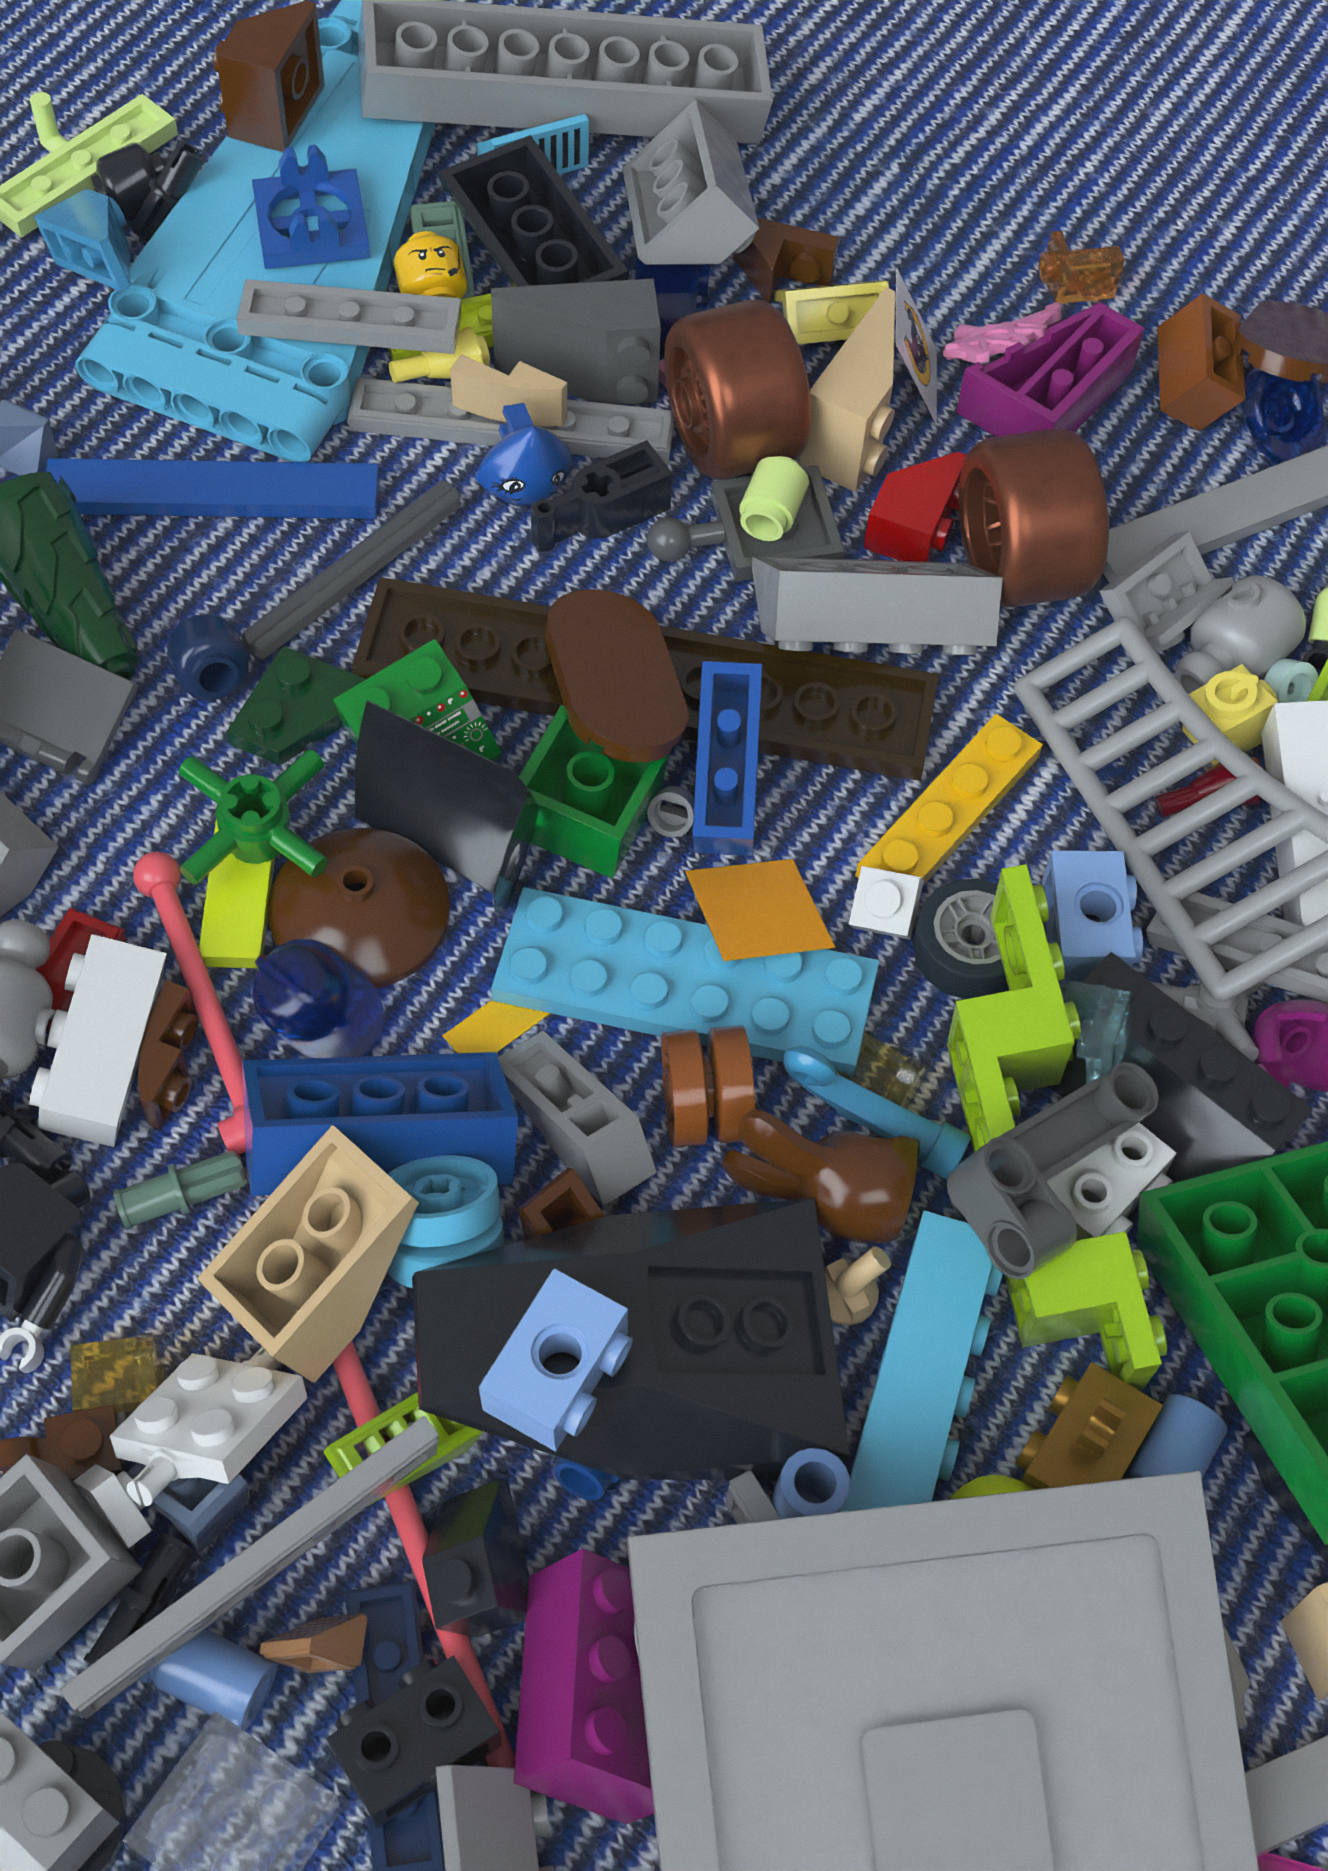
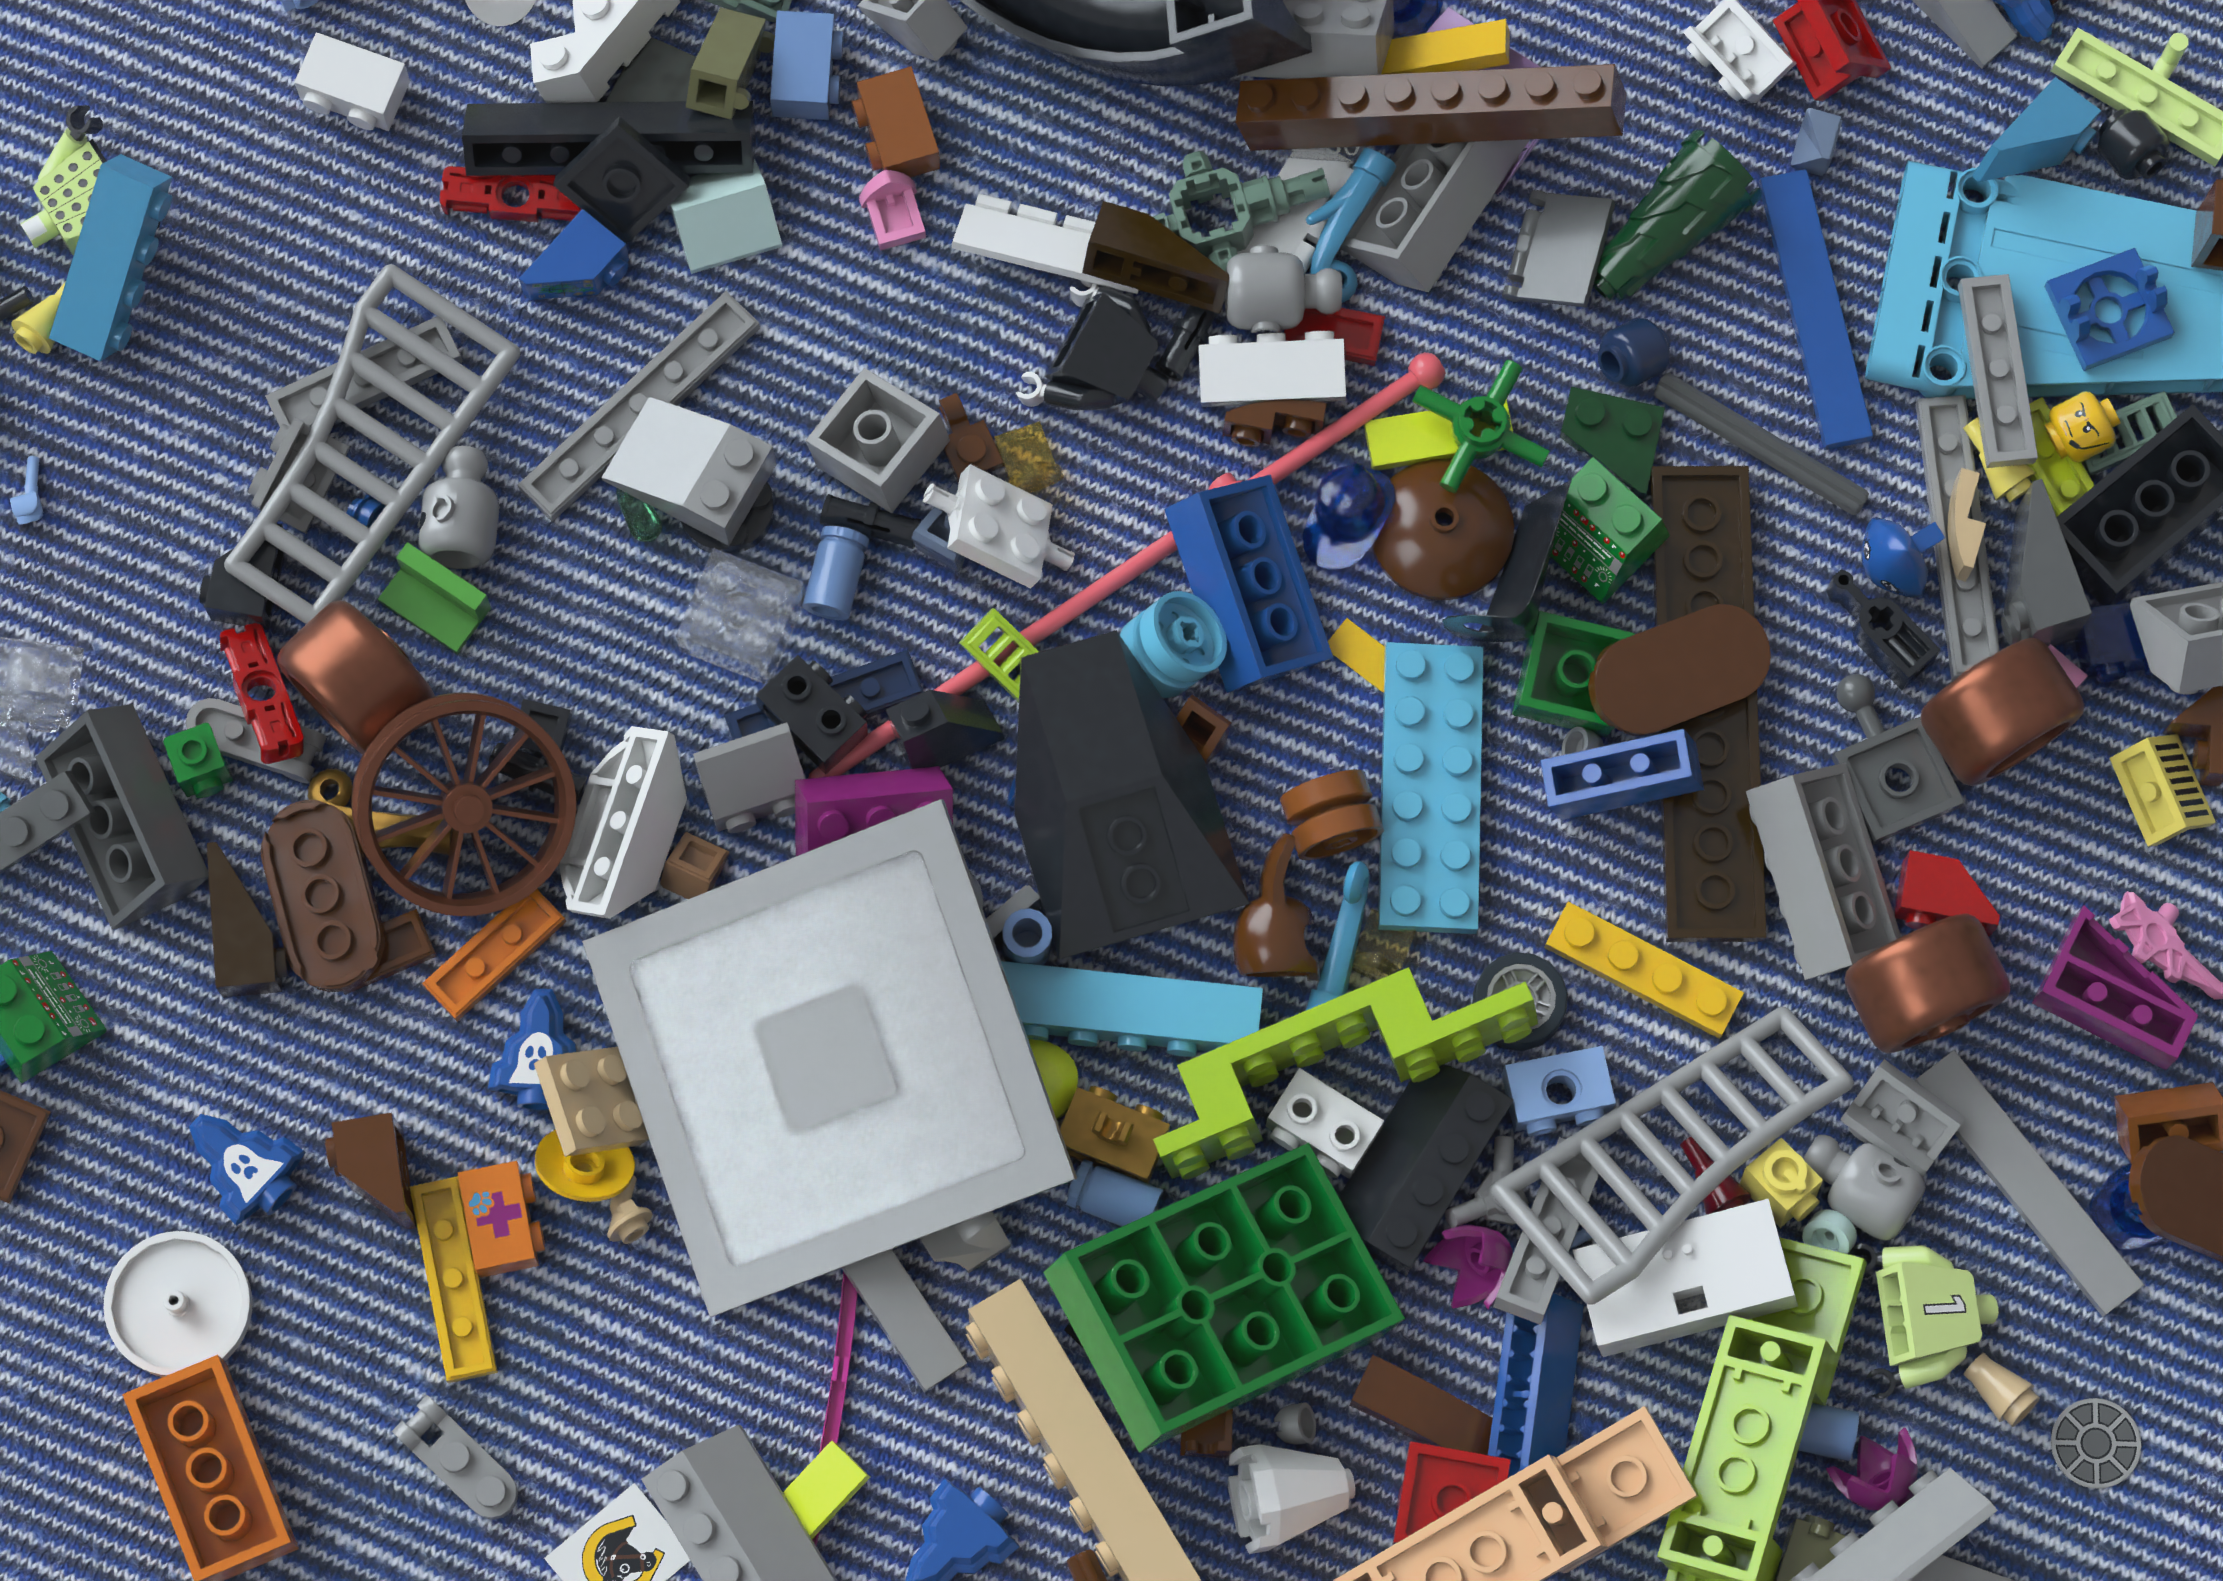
camera: 80 degrees right, 15 degrees up
(113, 1504) = (934, 472): white plate -> none
(168, 188) = (2118, 179): black axle -> none
(179, 1188) = (1170, 457): sand green axle -> none
(250, 1569) = (898, 581): light grey tile -> none
(313, 1255) = (1119, 559): tan slope -> none
(320, 1644) = (868, 640): medium nougat slope -> none
(566, 1320) = (1044, 712): light blue brick -> none
(578, 1117) = (1292, 725): light grey slope -> none
(759, 909) = (1504, 830): light orange sticker -> none
(773, 498) = (1903, 766): yellowish green brick -> none
(853, 1286) = (1198, 951): tan plate -> none
(854, 401) = (2035, 820): tan slope -> none
(886, 902) = (1535, 927): white plate -> none
(916, 346) = (2110, 862): sticker -> none
(1005, 1181) = (1233, 1036): dark grey piece -> none
(1103, 1025) = (1423, 1095): clear light blue bracket -> none

